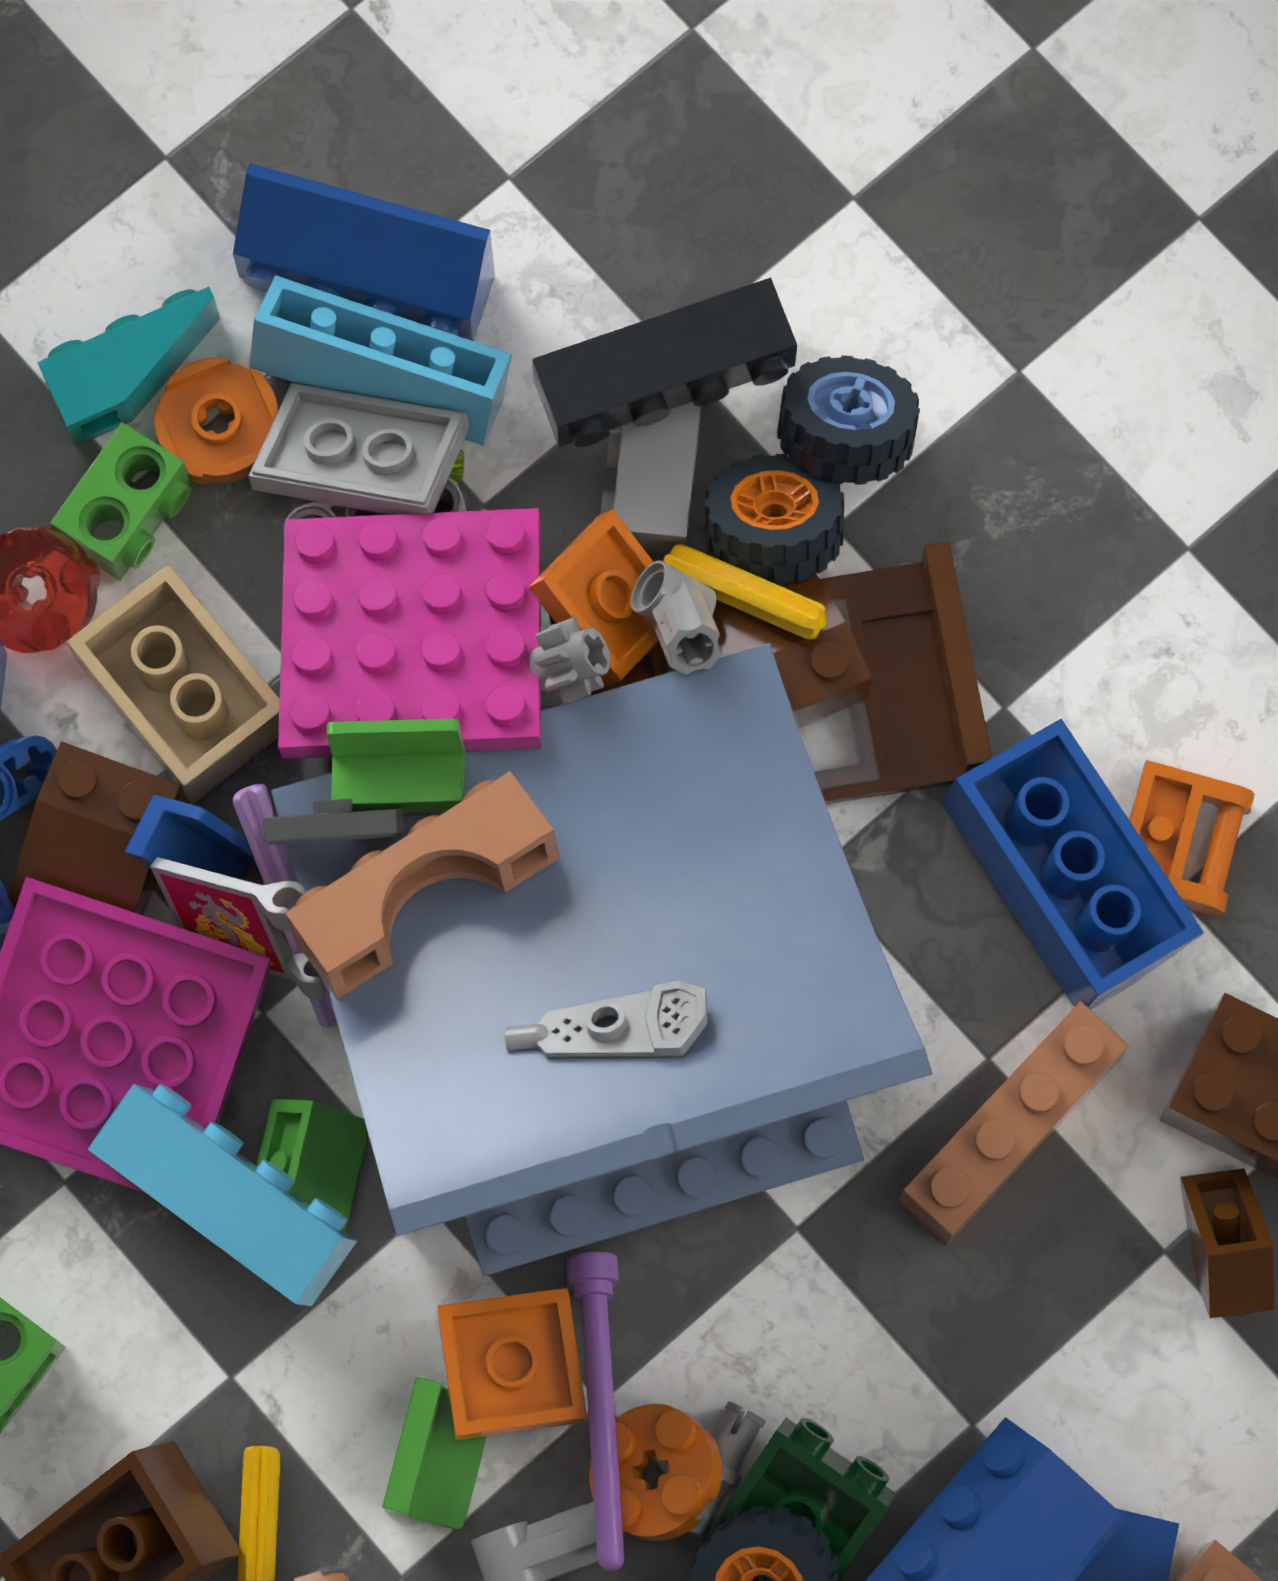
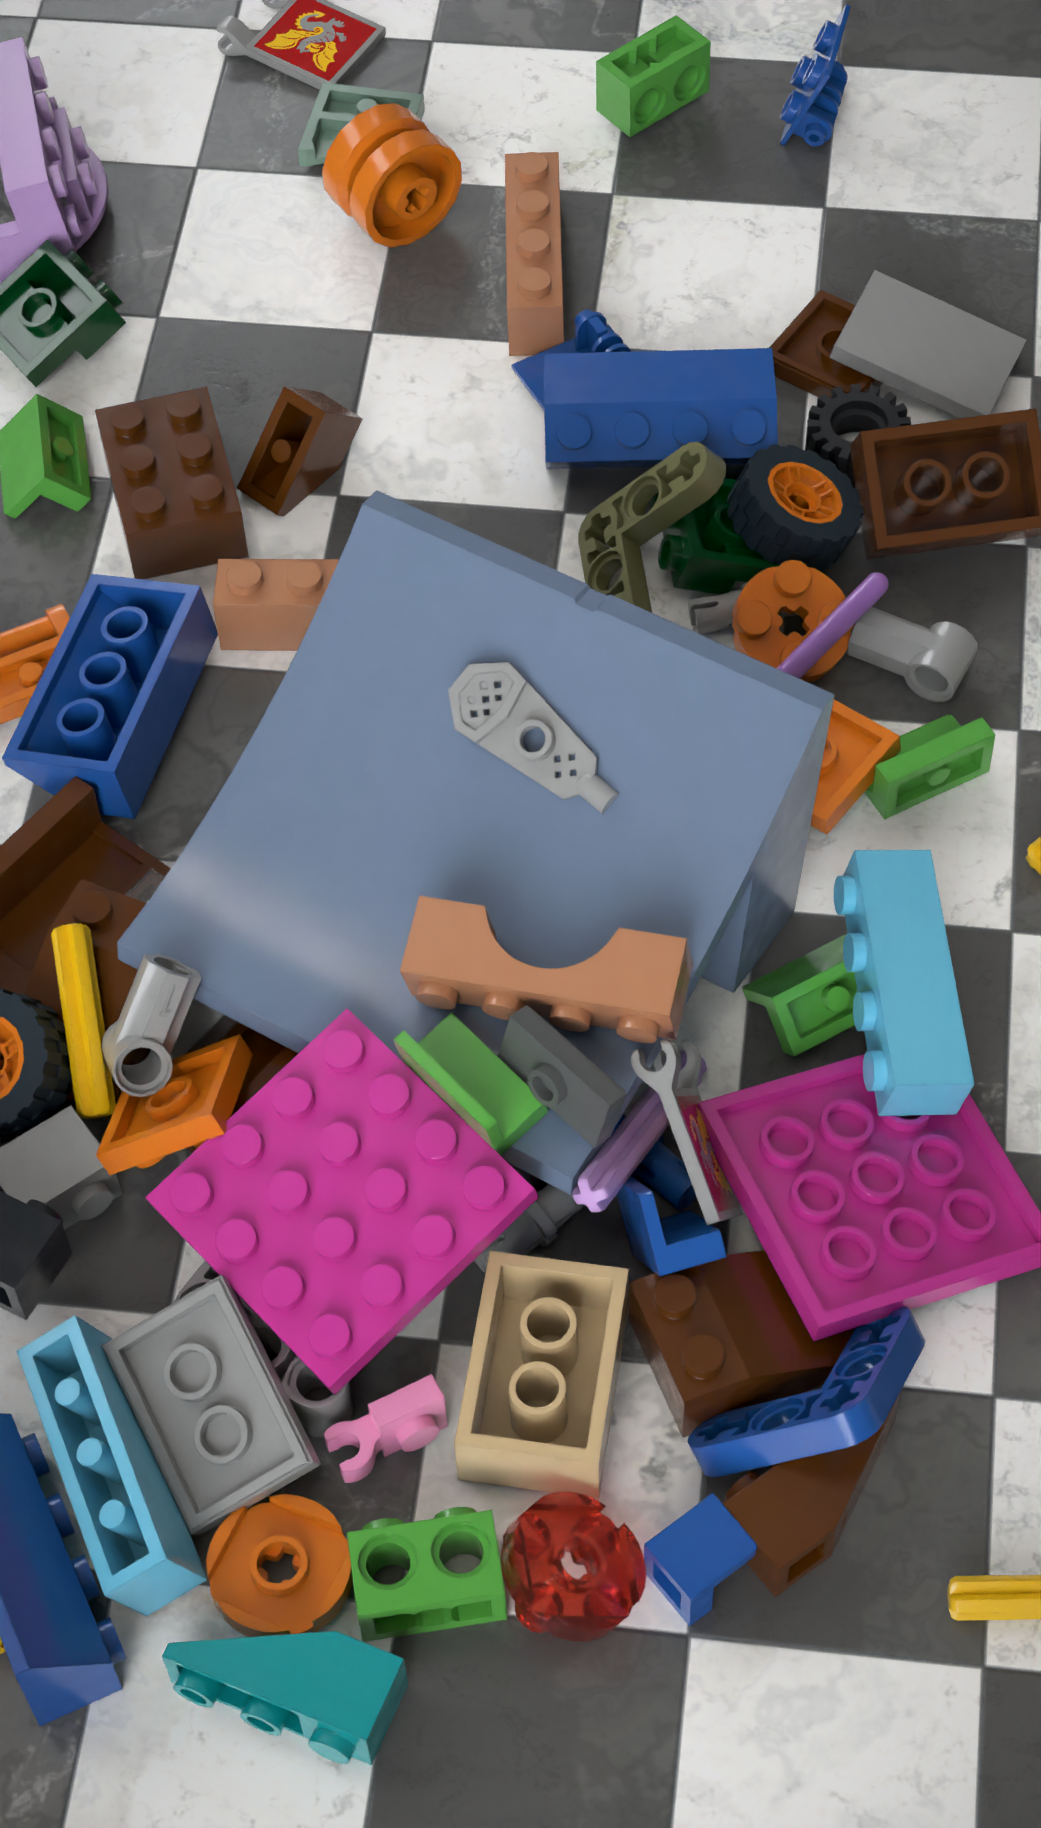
camera: 130 degrees left, 20 degrees down
(241, 578) = (394, 1422): none -> bright pink plate
(570, 660) = (260, 1047): light grey gear -> none
(870, 1421) = (683, 484): none -> olive beam

